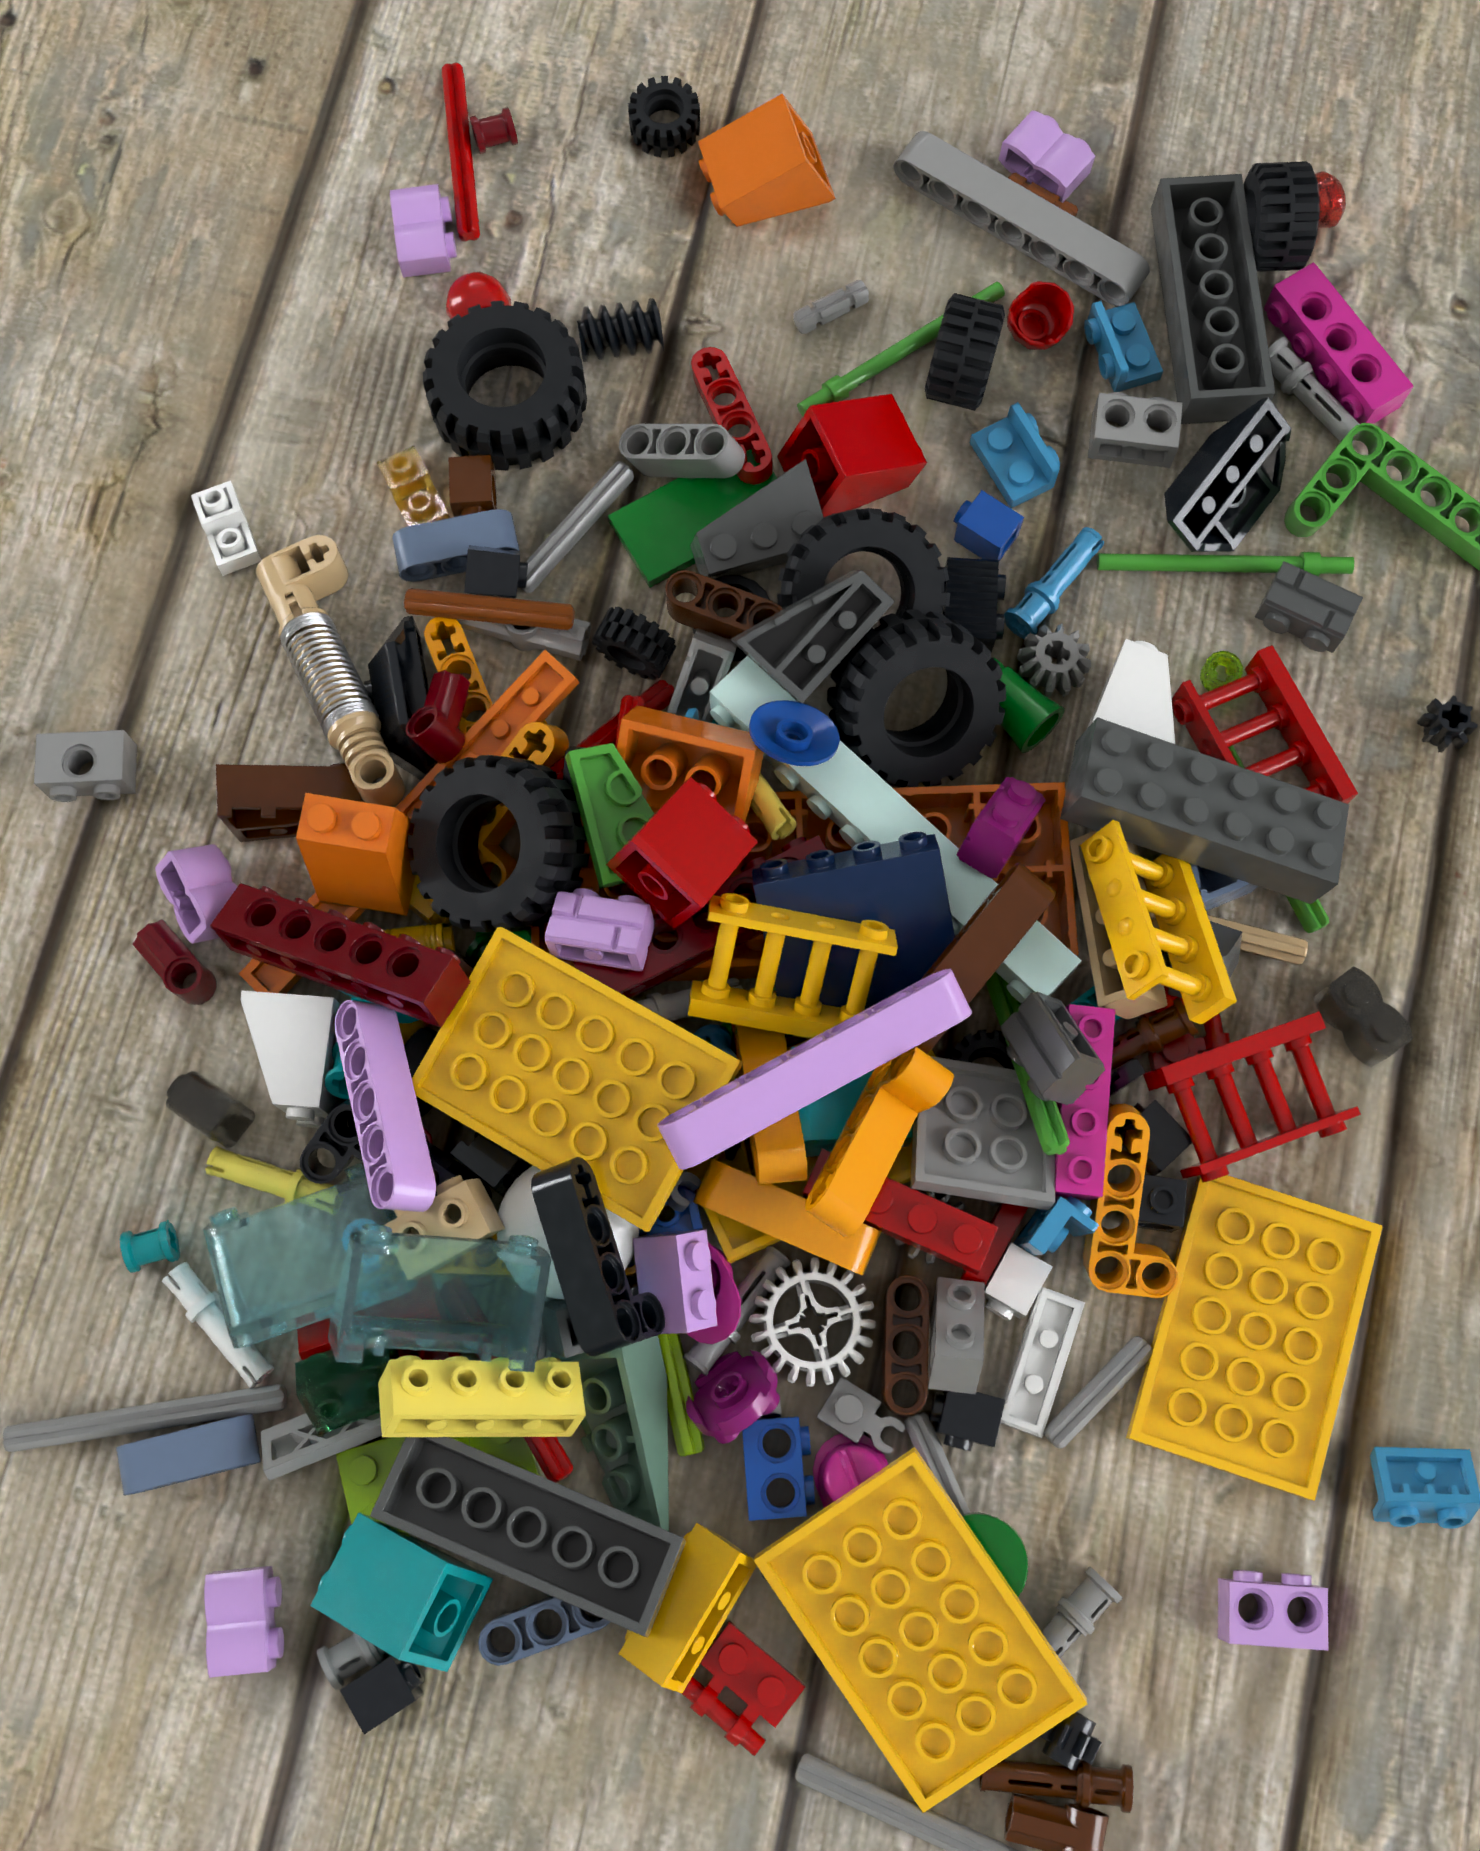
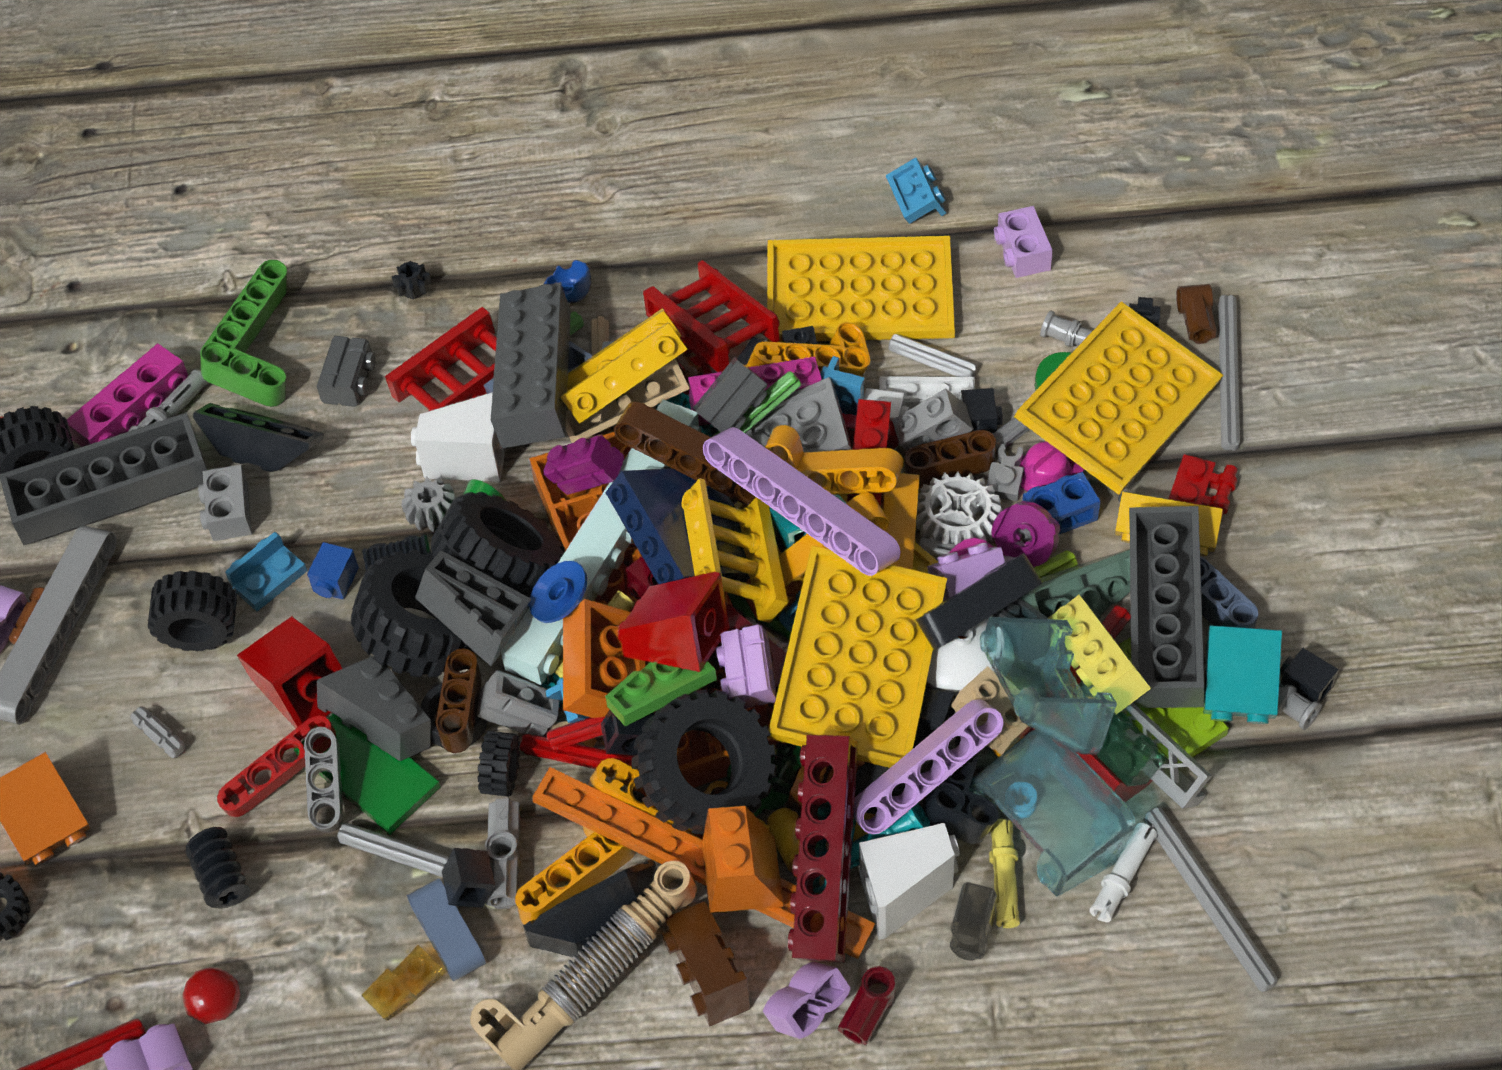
camera: 105 degrees left, 20 degrees down
(149, 1246) = (1089, 938): teal bush -> none
(188, 1454) = (1221, 855): sand blue beam -> none
(242, 1621) = (1309, 778): lavender brick -> none
(437, 723) = (606, 855): dark red piece -> none
(472, 484) = (392, 932): reddish brown brick -> none
(489, 609) = (503, 865): dark orange axle -> none
(494, 130) = (31, 1038): dark red bush -> none
(496, 339) = (278, 892): black tyre -> none
(838, 387) = (231, 705): bright green bar -> none
(1040, 315) = (136, 580): red hair -> none
(1043, 595) = (378, 525): dark azure pin -> none
(1084, 1786) = (1169, 313): reddish brown pin -> none
(1122, 346) = (153, 532): dark azure bracket -> none
(1227, 659) = (400, 407): clear neon green bush -> none
(1308, 561) = (308, 382): bright green bar -> none
(1367, 1023) = (632, 277): clear smoke brick -> none
(1379, 925) = (575, 280): none -> blue hair

